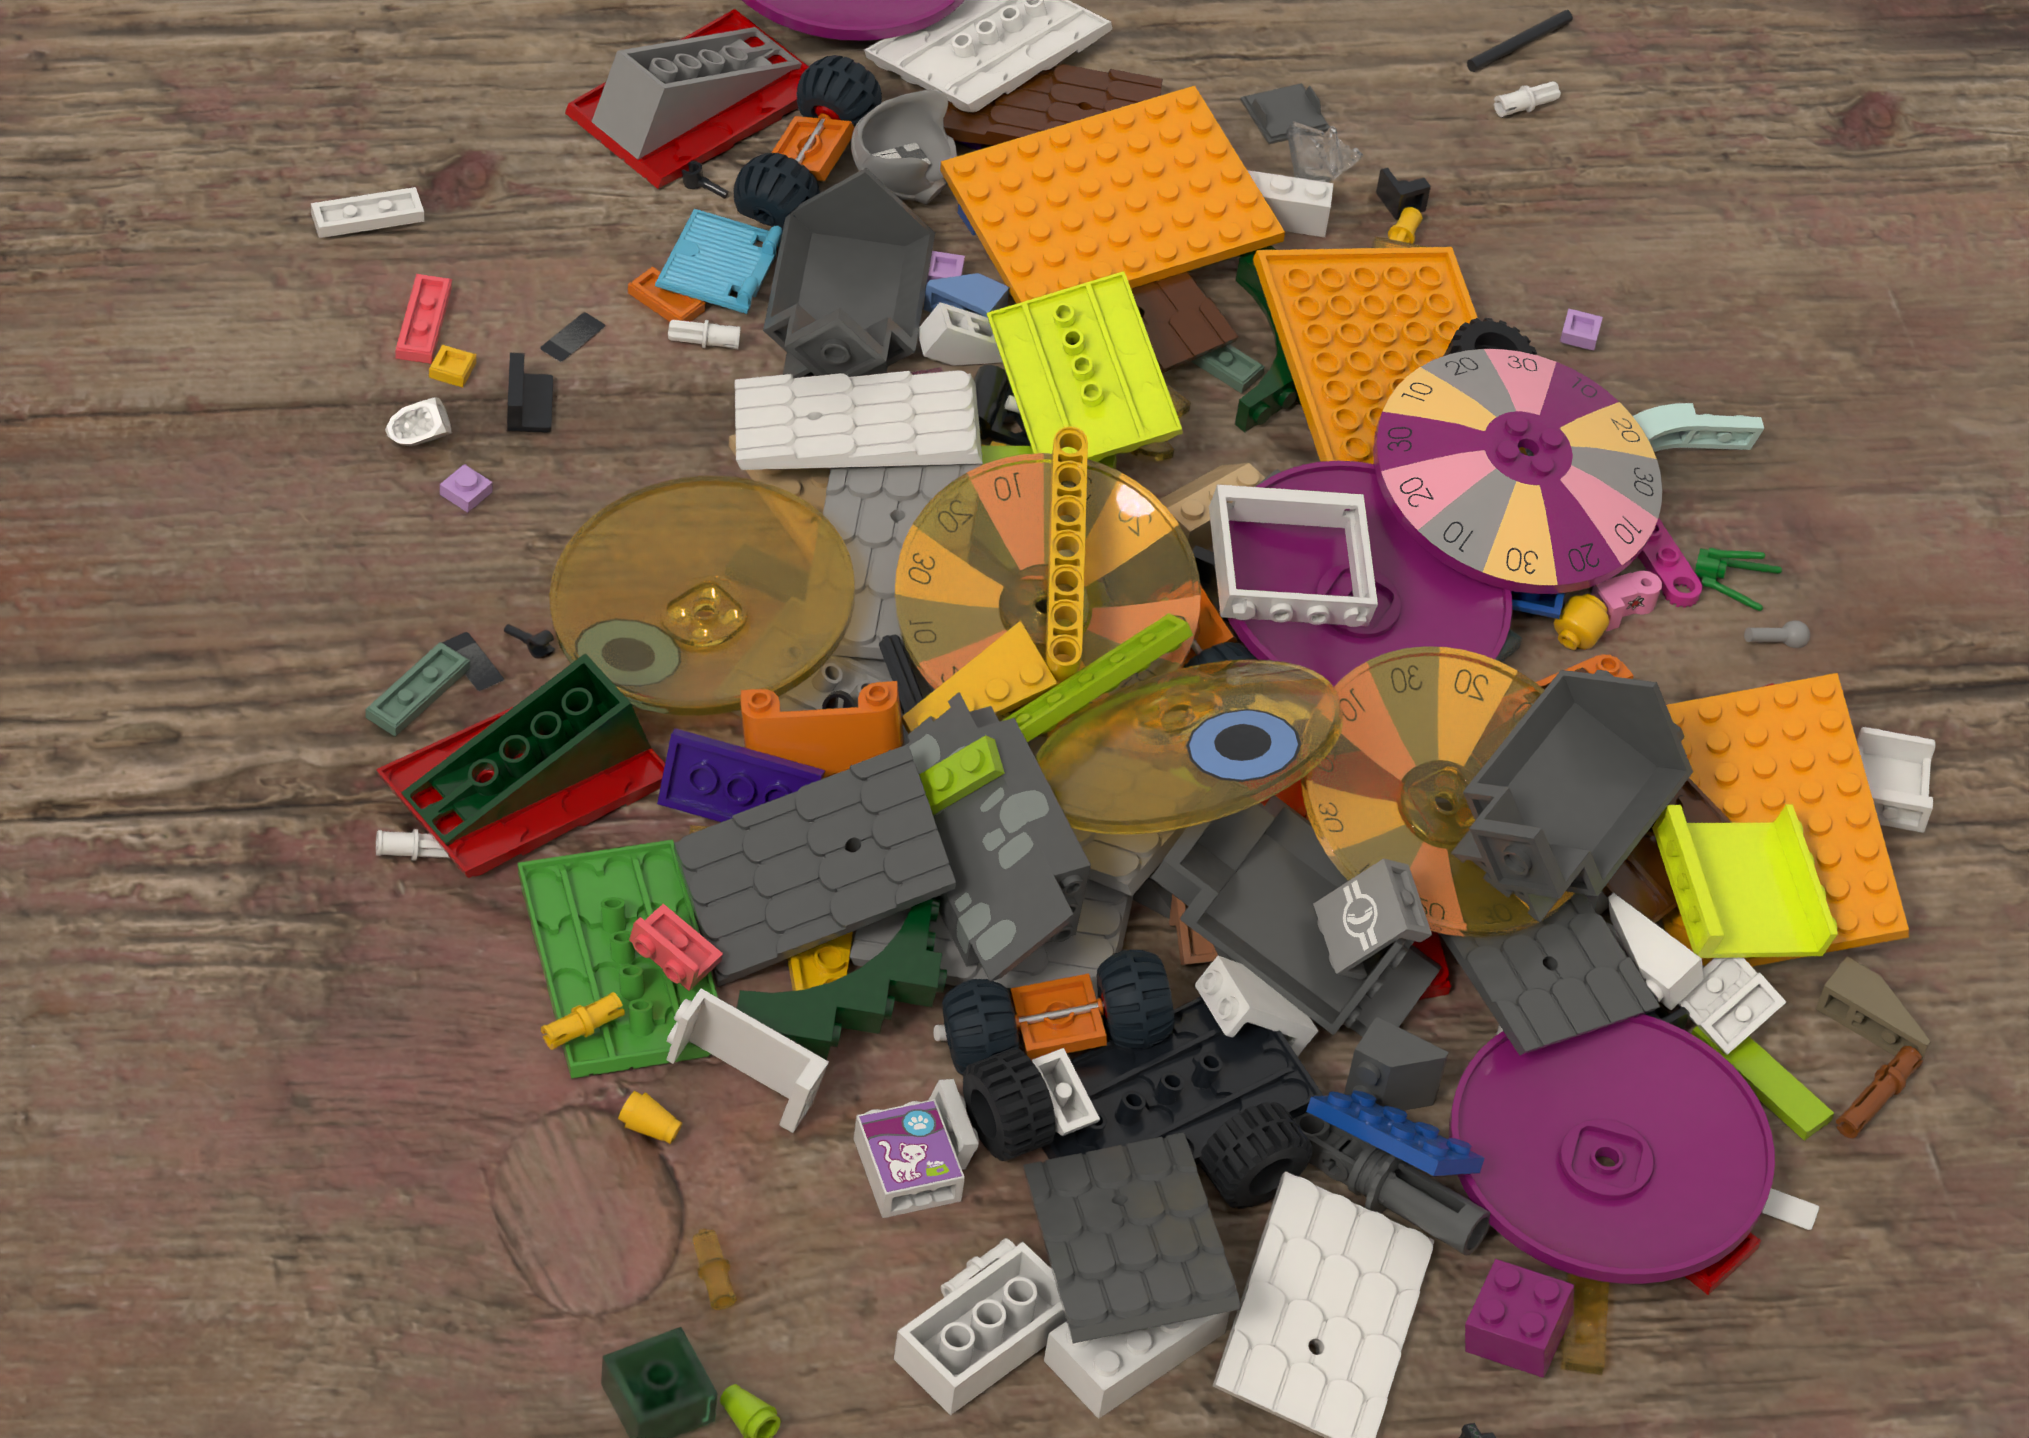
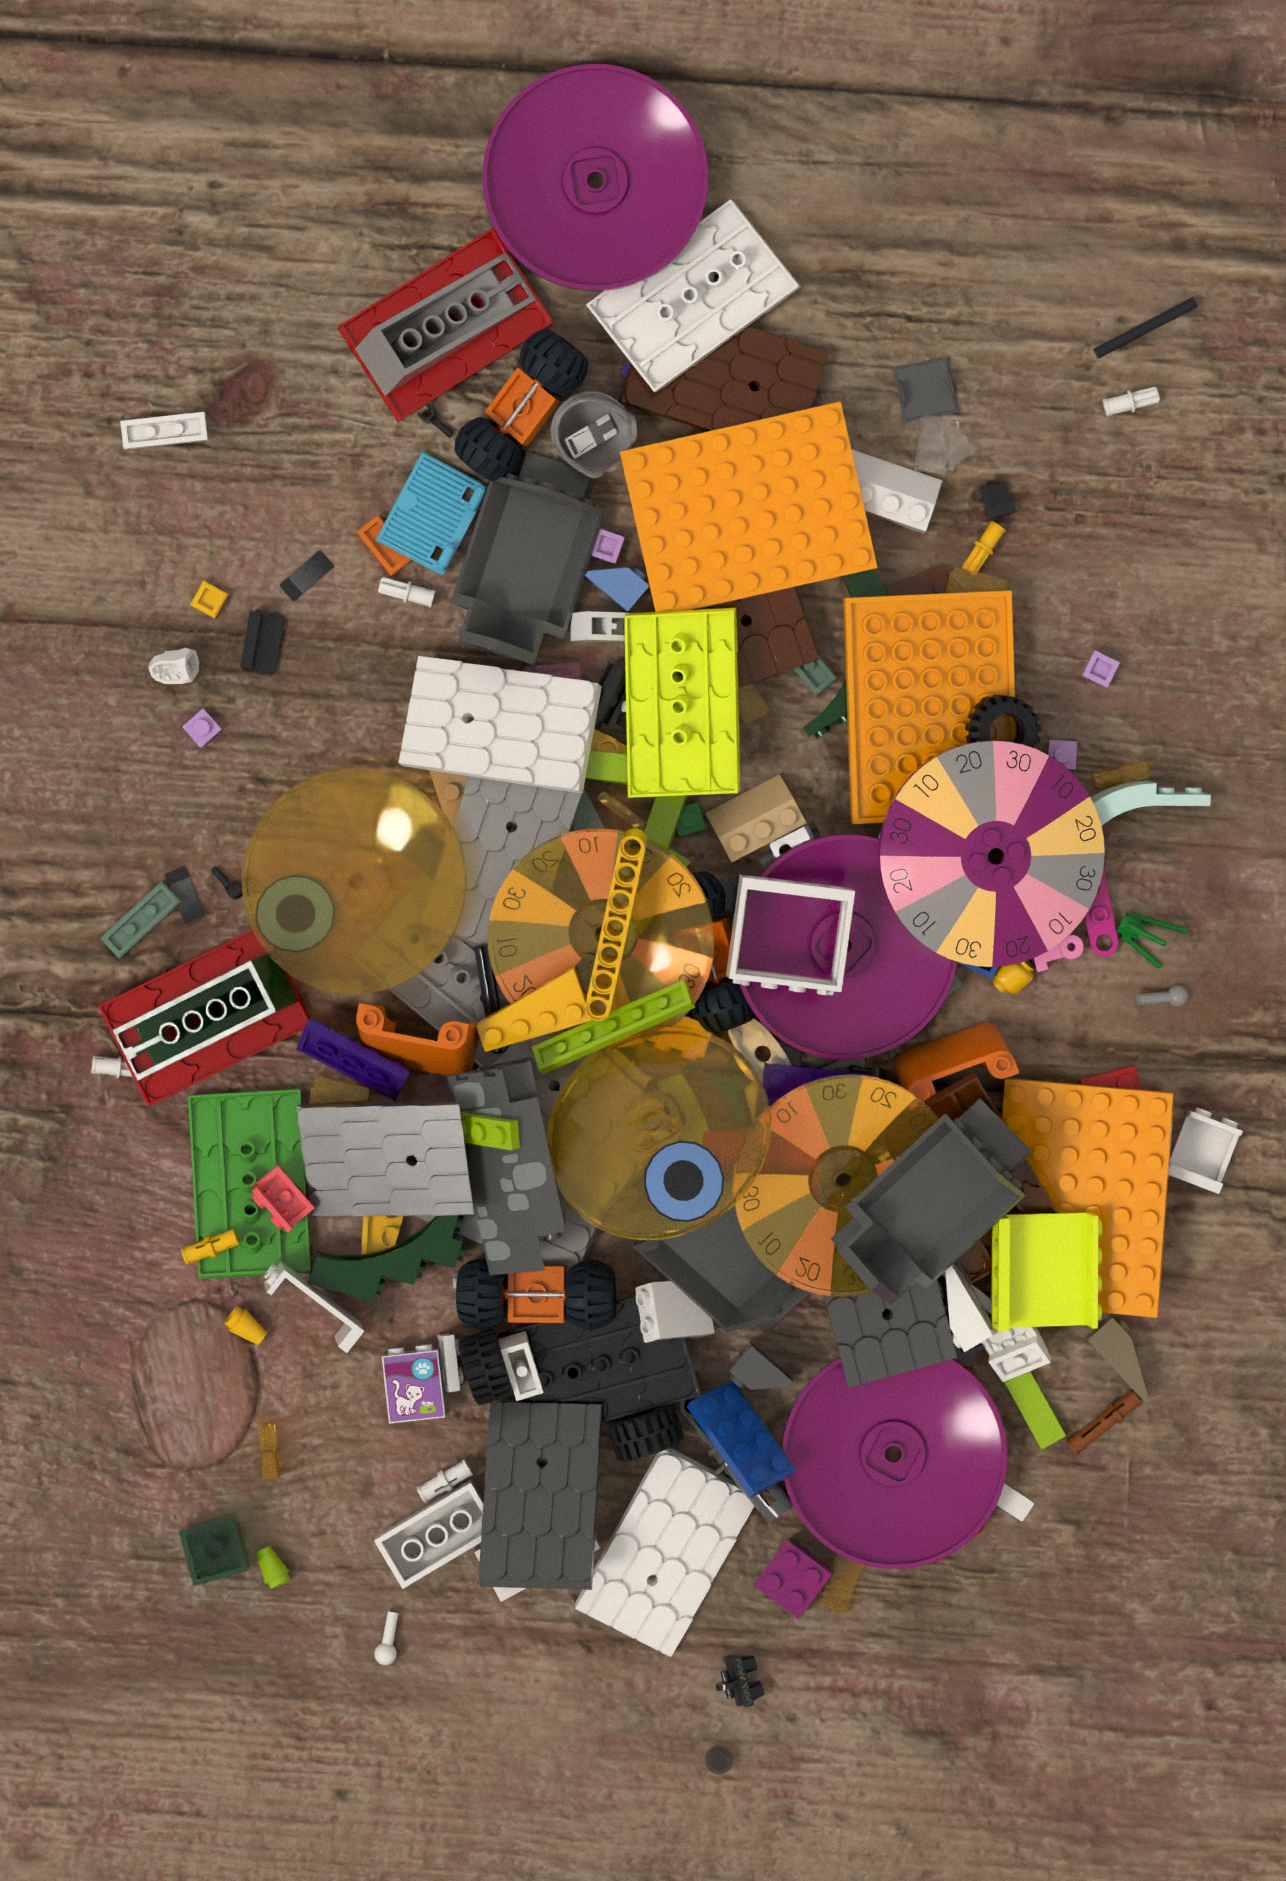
camera: 20 degrees right, 40 degrees up
(423, 318) = (194, 546): coral tile -> none
(831, 700) = (438, 990): black hinge -> none
(1370, 915) = (763, 1281): light grey panel -> none

